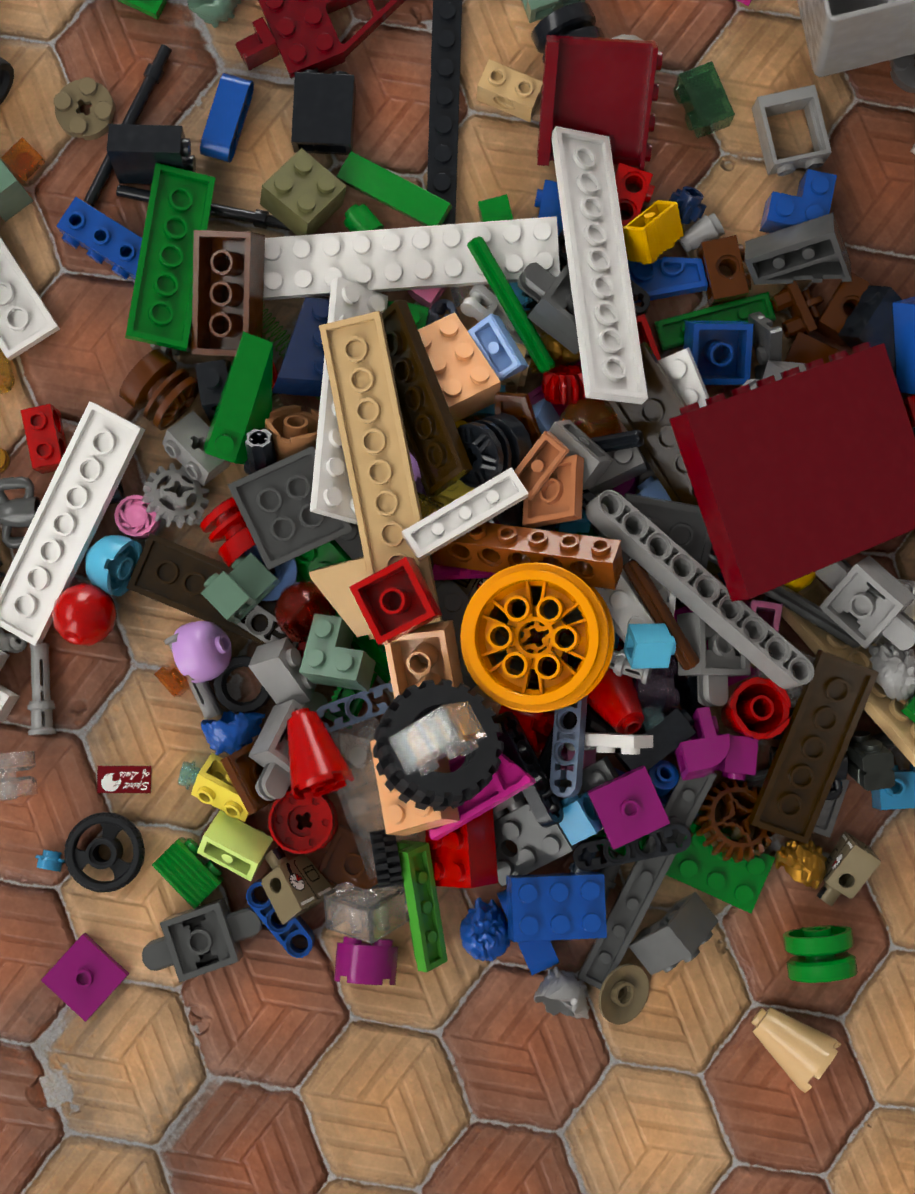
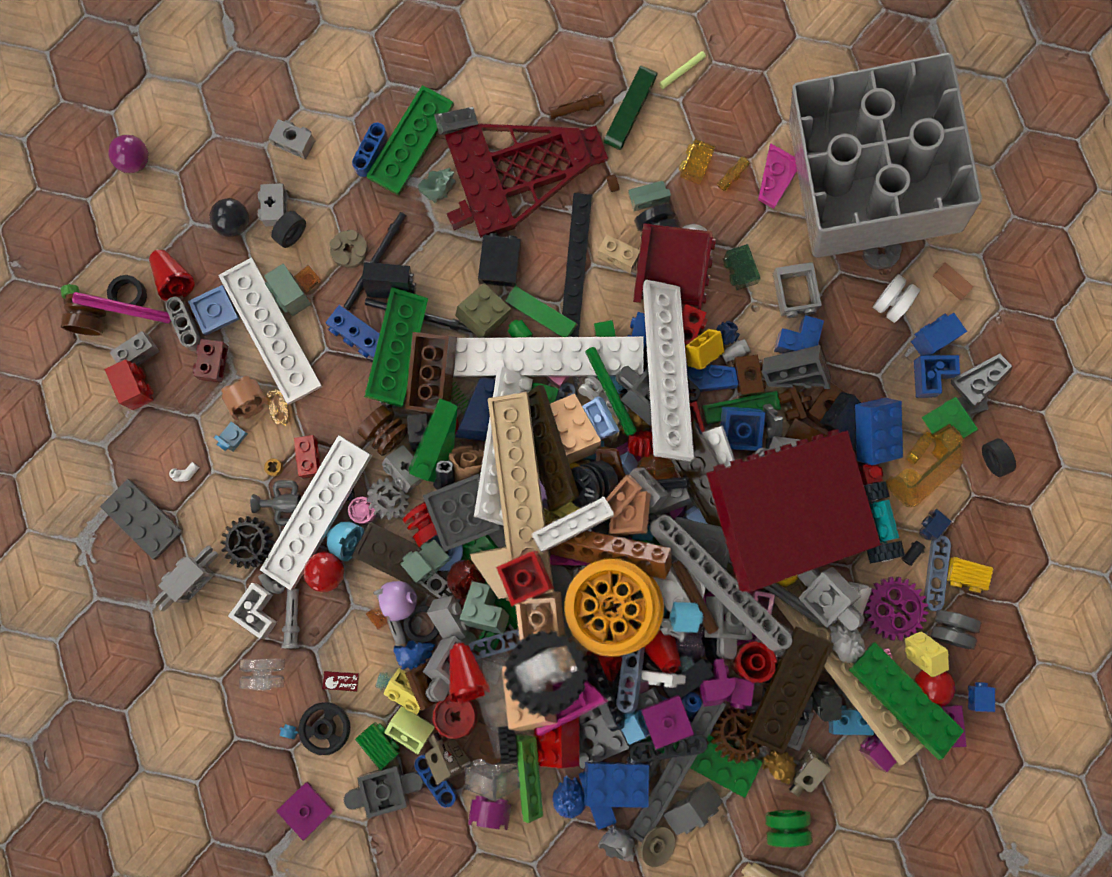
camera: 10 degrees right, 5 degrees down
(226, 117) = (438, 260): blue beam -> none

